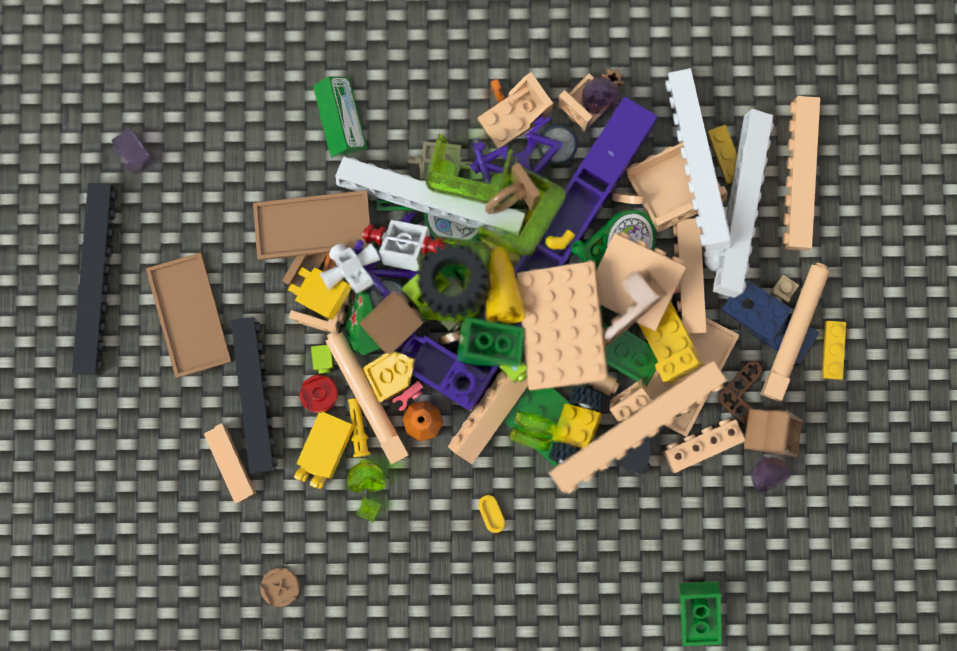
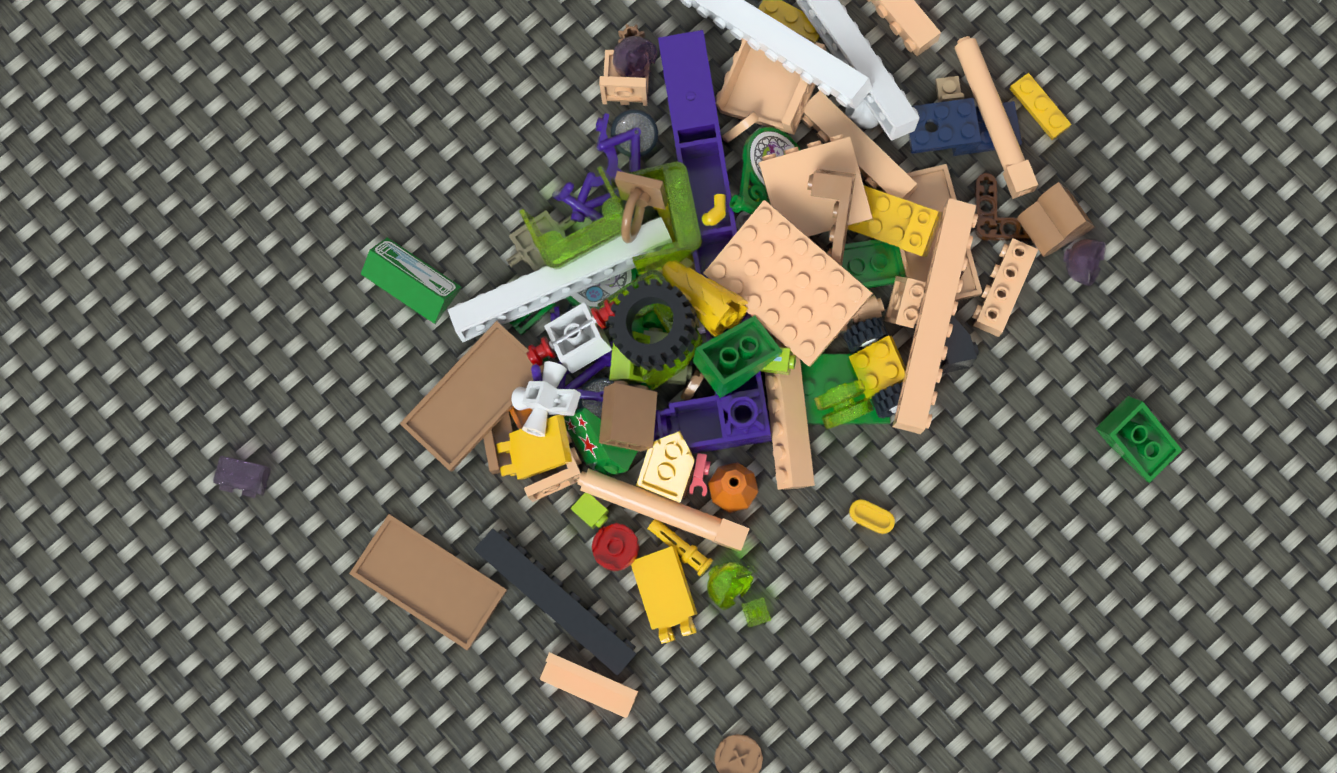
camera: 40 degrees left, 5 degrees down
(94, 279) = (308, 626): black brick -> none
(495, 85) = (532, 134): orange tile -> none
(517, 112) = (571, 136): light nougat bracket -> none

